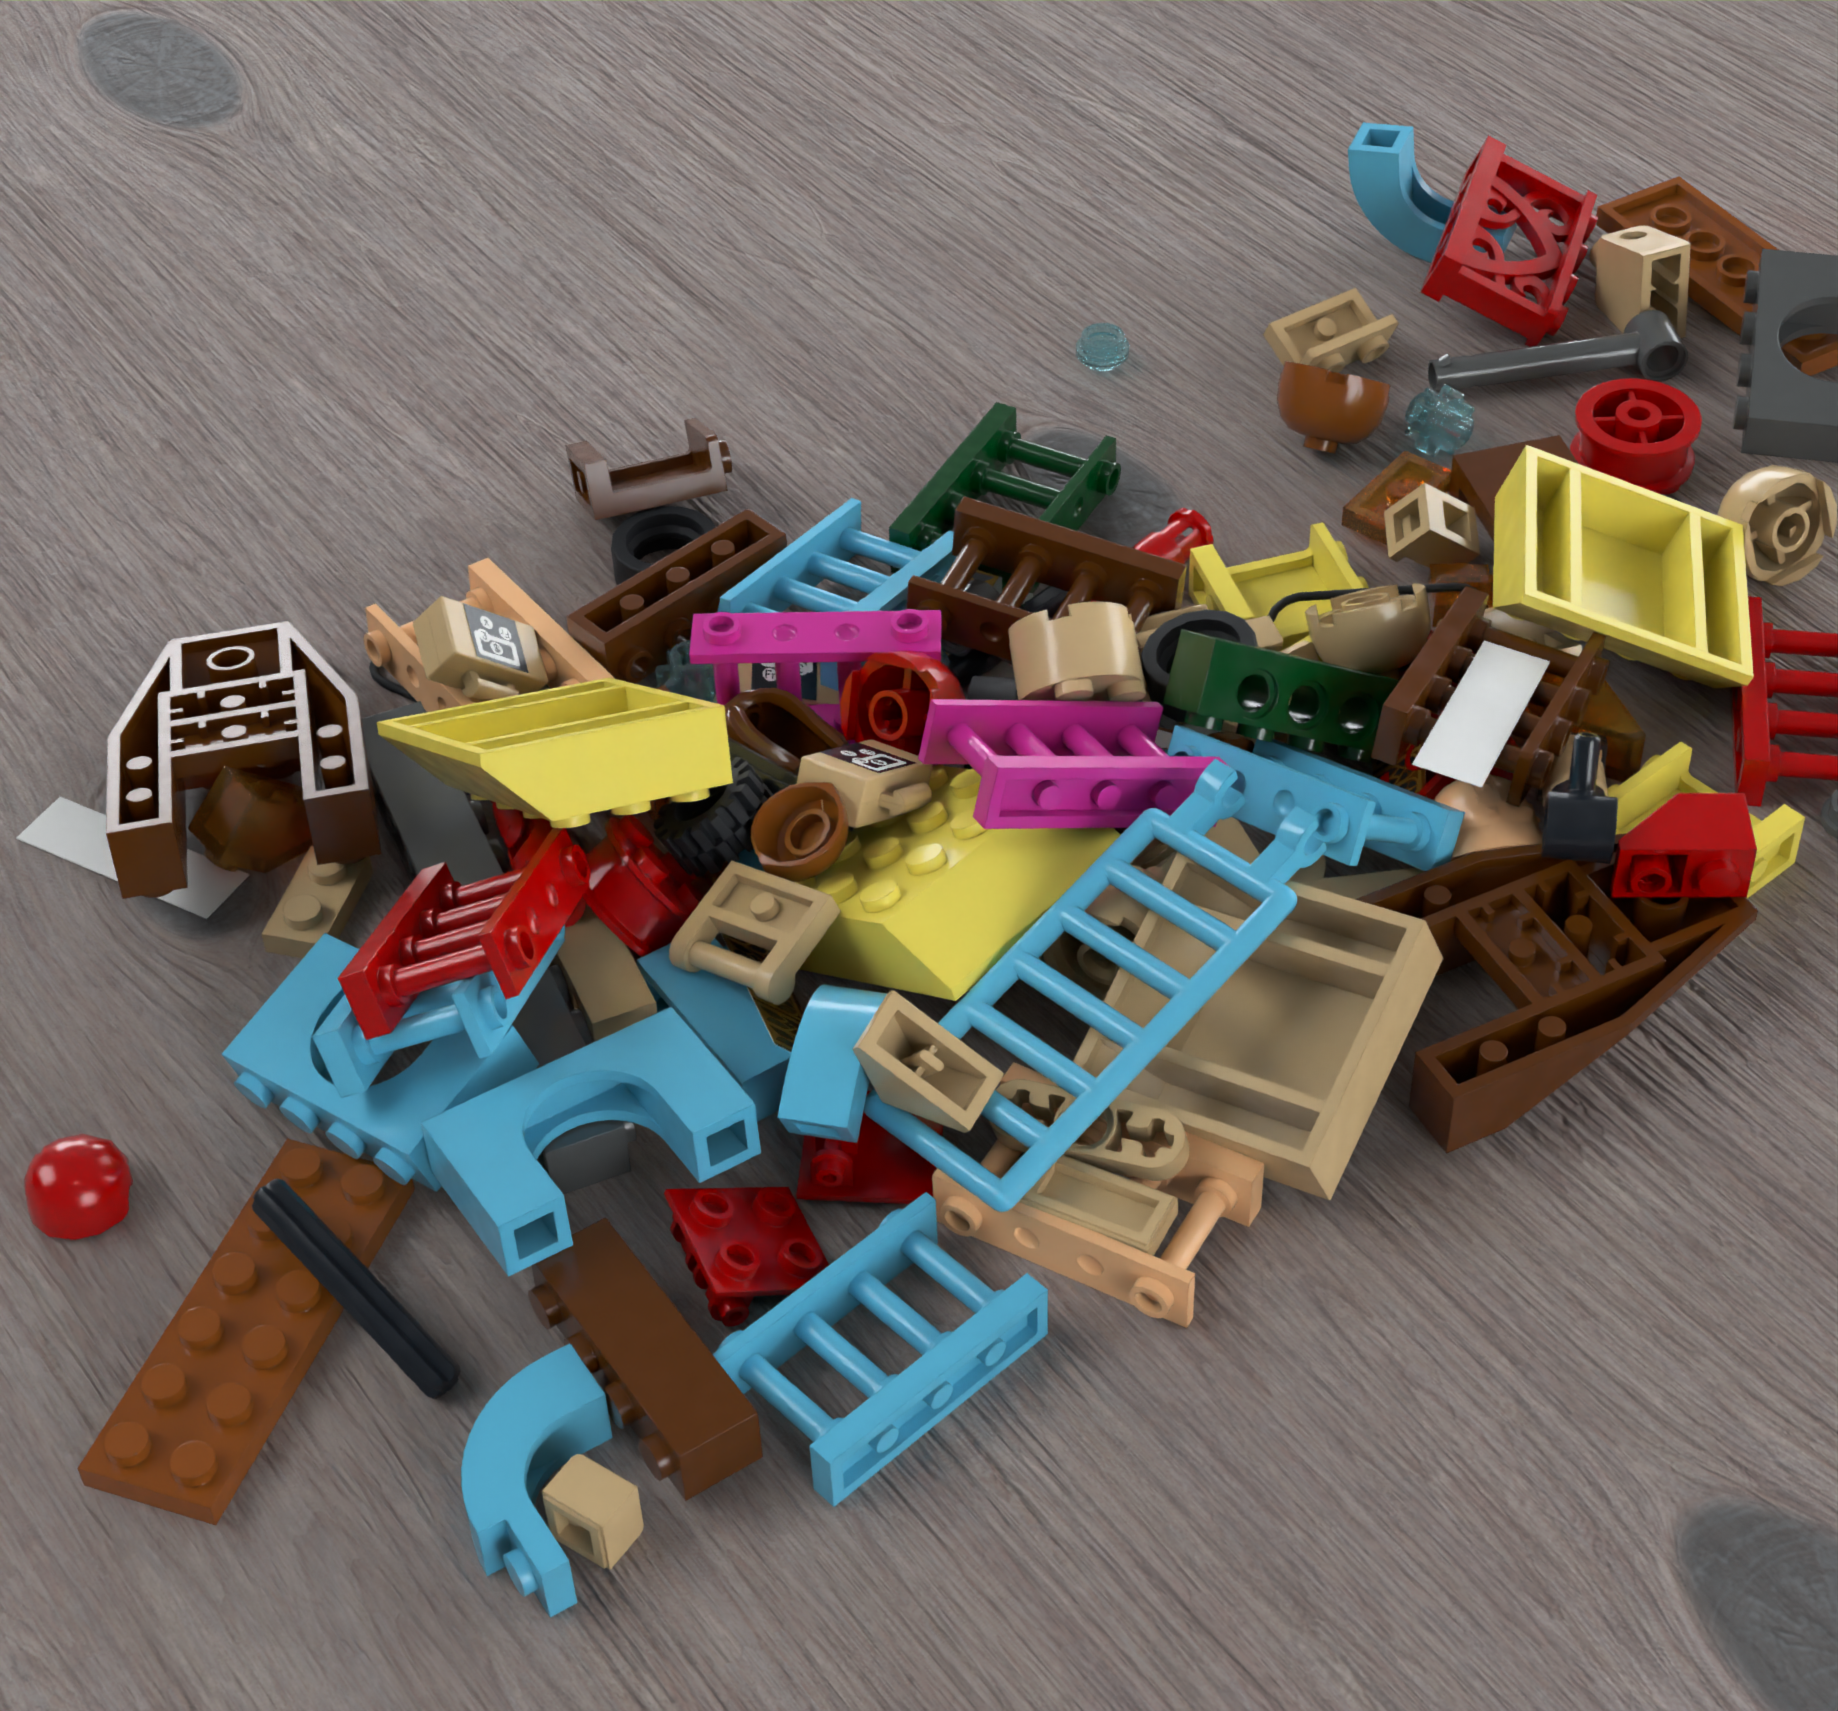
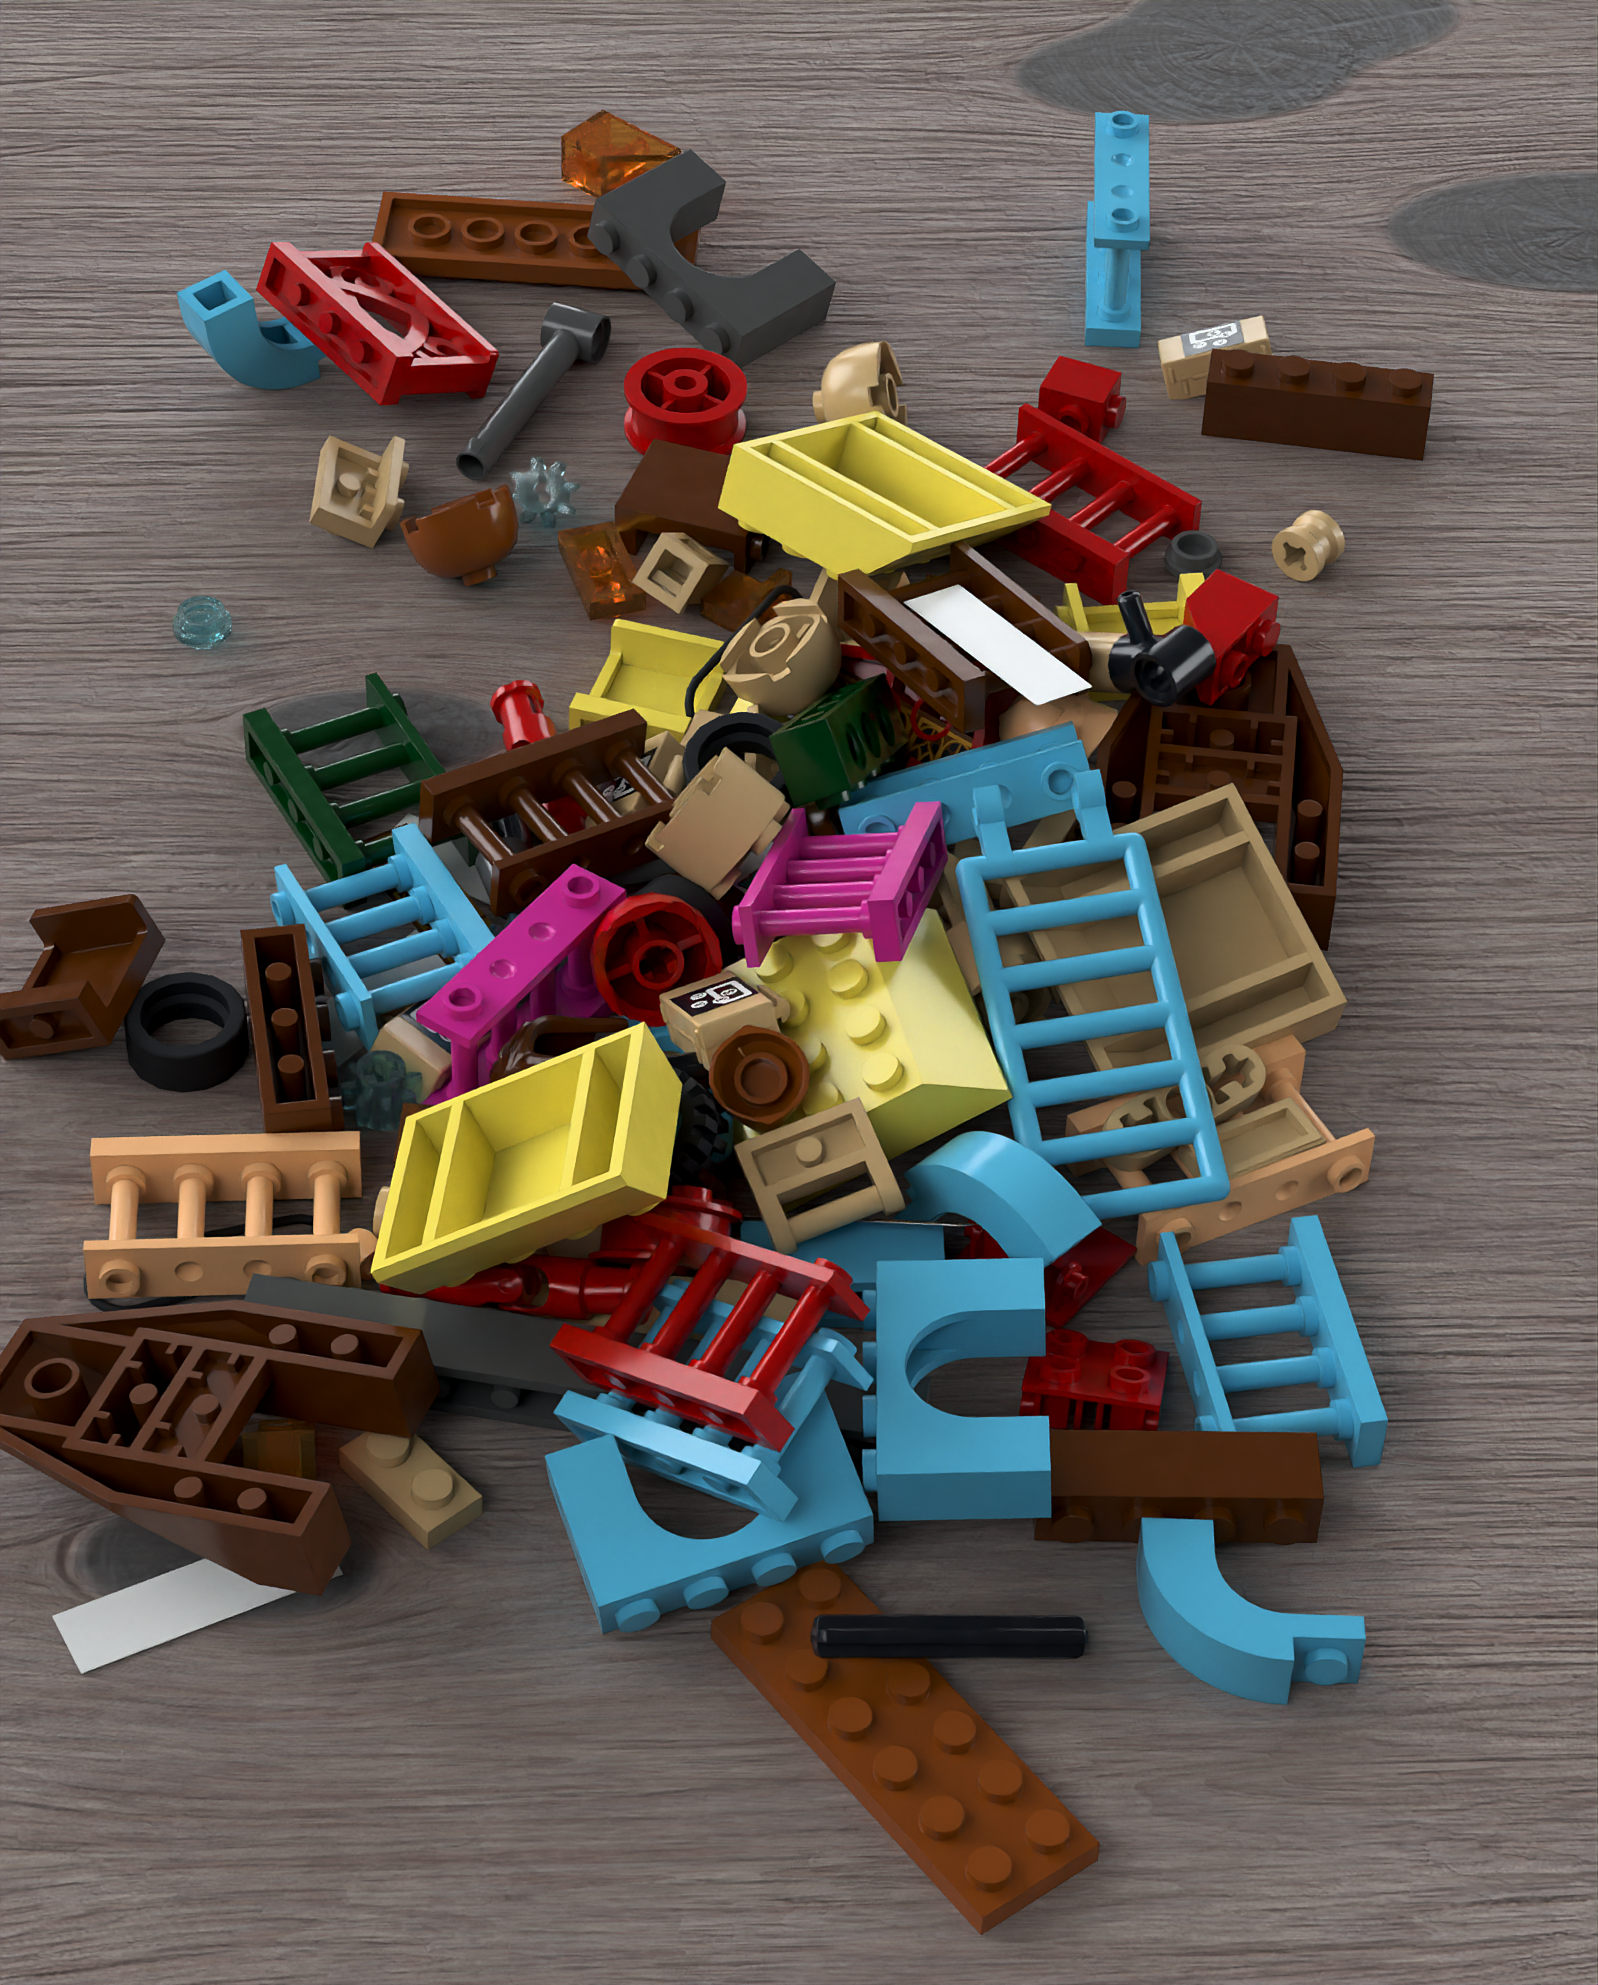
camera: 60 degrees left, 0 degrees up
(78, 1187) = (633, 1795): red hair -> none
(478, 651) = (251, 1197): tan piece -> none
(593, 1511) = (1303, 1583): tan slope -> none
(924, 1066) = (1086, 1142): tan slope -> none
(1640, 273) = (501, 285): tan torso -> none

